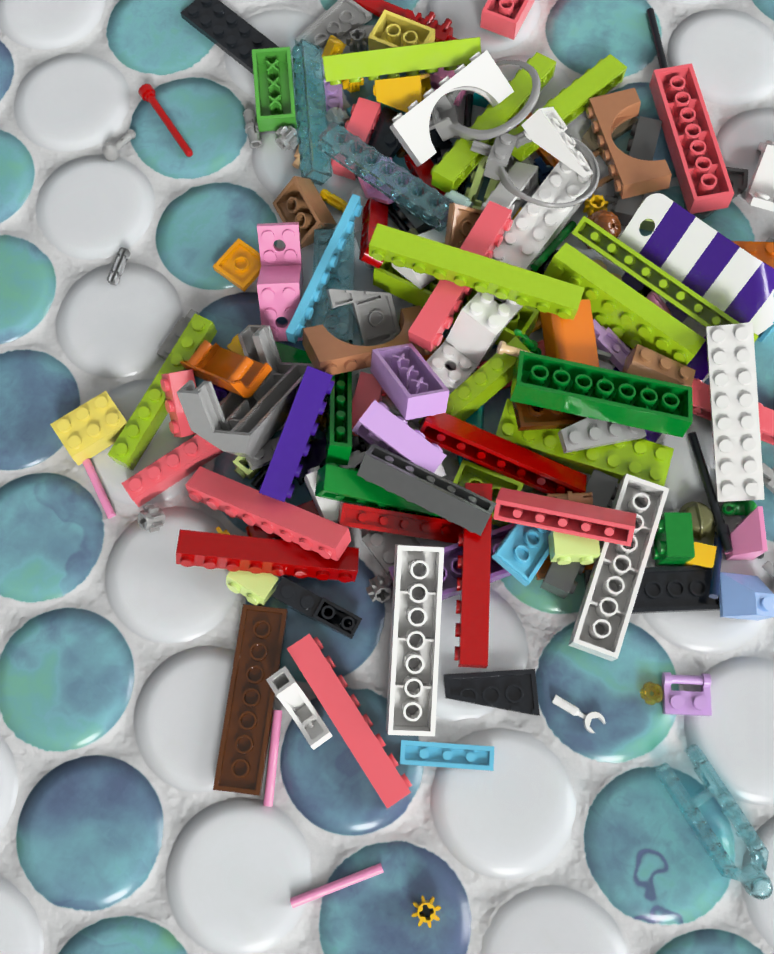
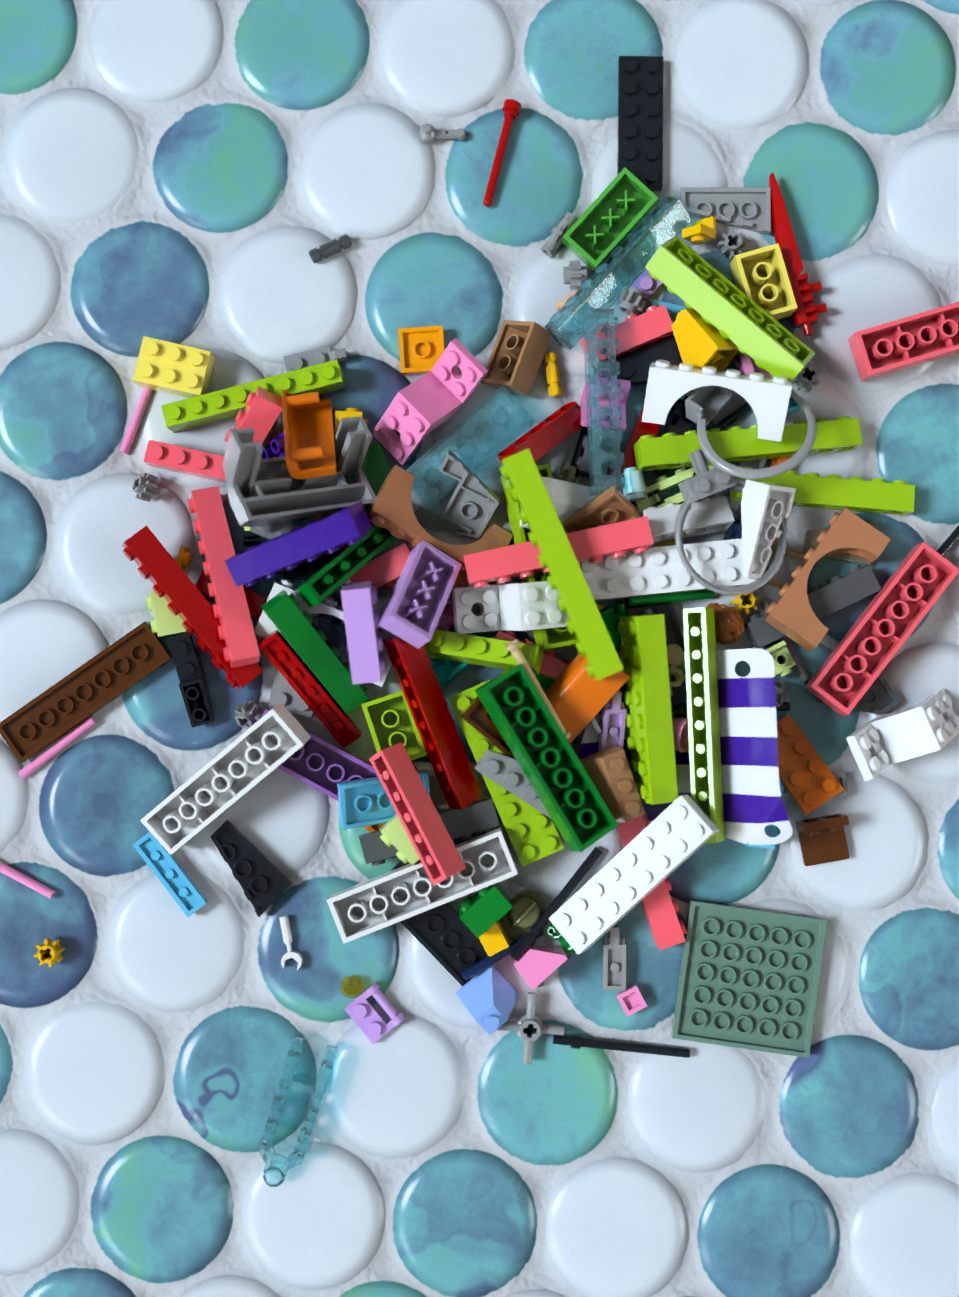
camera: 45 degrees right, 15 degrees up
(299, 707) = (109, 727): white arch -> none
(322, 273) = (477, 427): medium azure plate -> none
(348, 720) = (131, 779): coral brick -> none
(426, 489) = (338, 690): dark grey brick -> none
(475, 591) = (314, 782): red brick -> none
(531, 345) = (549, 660): green piece -> none
(585, 498) = (444, 802): nougat pin -> none

